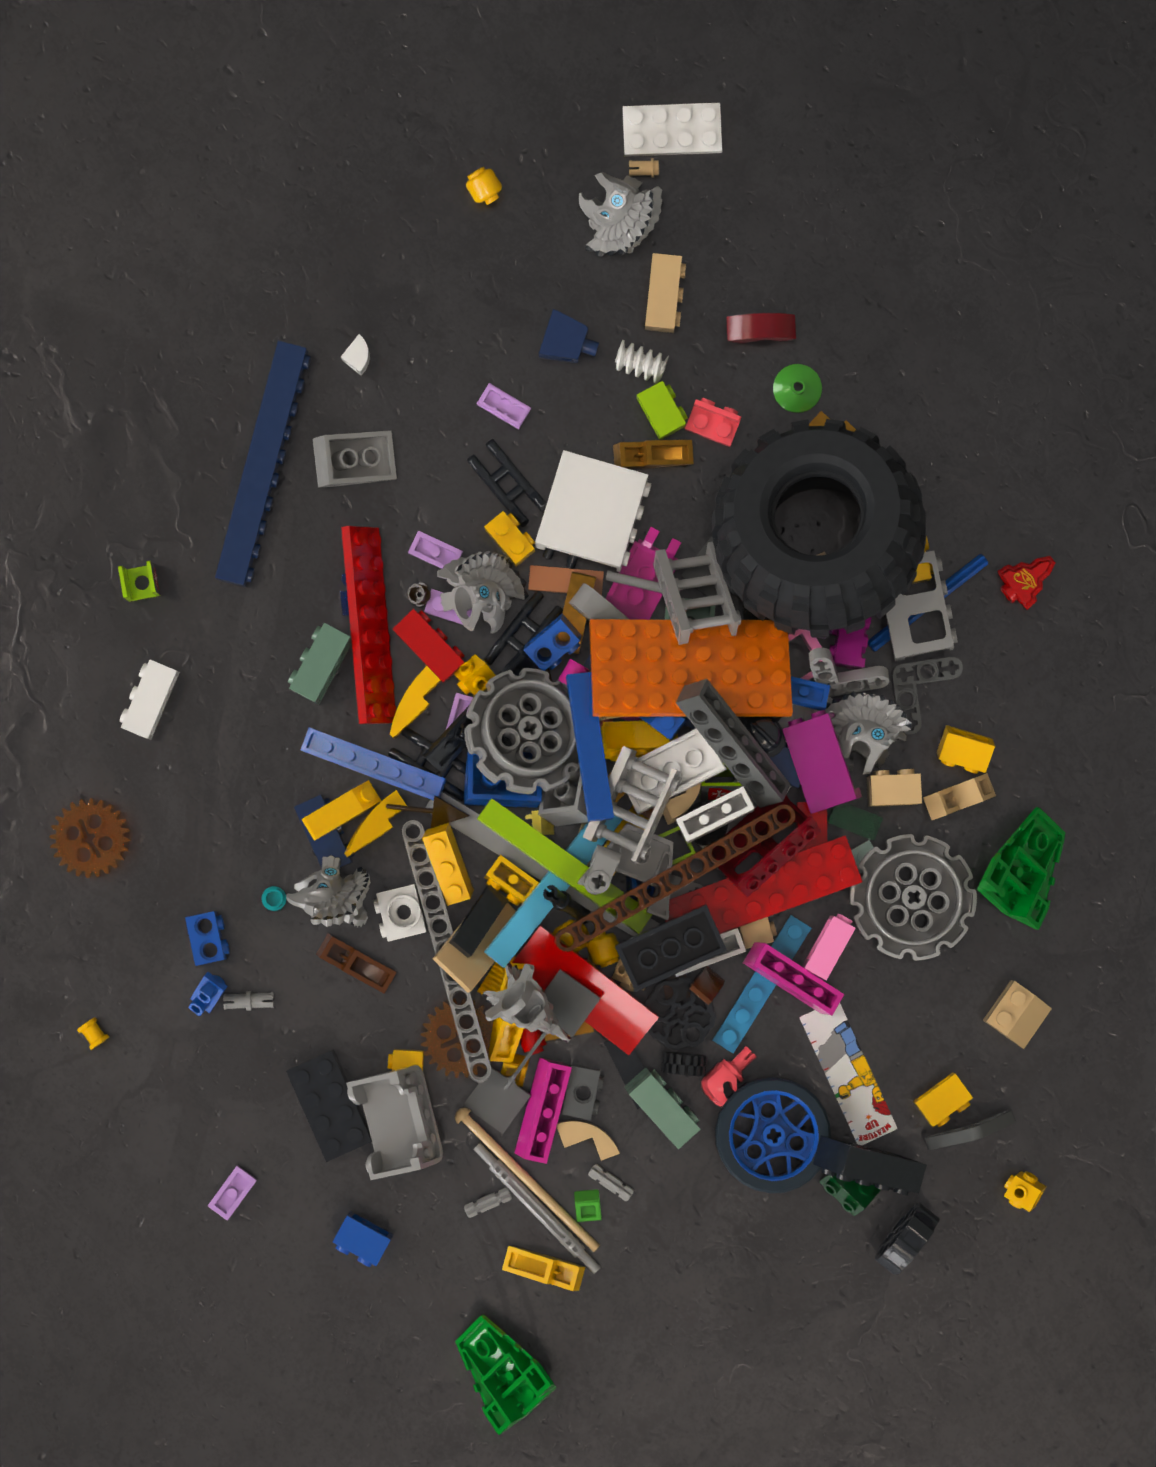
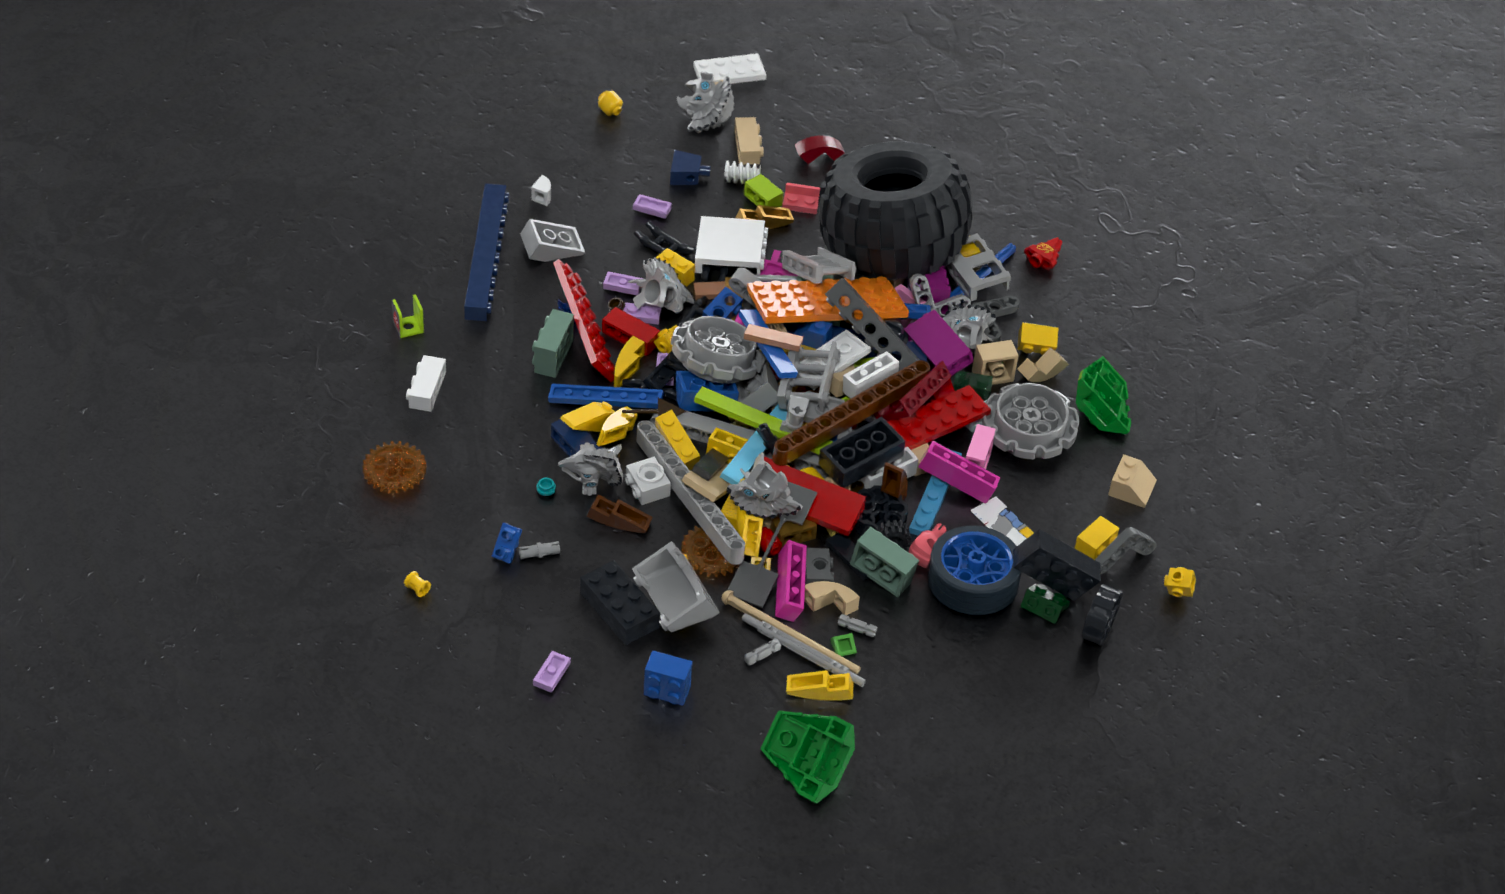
camera: 15 degrees left, 40 degrees down
(200, 939) = (496, 511): blue brick -> none
(596, 748) = (773, 337): none -> tile

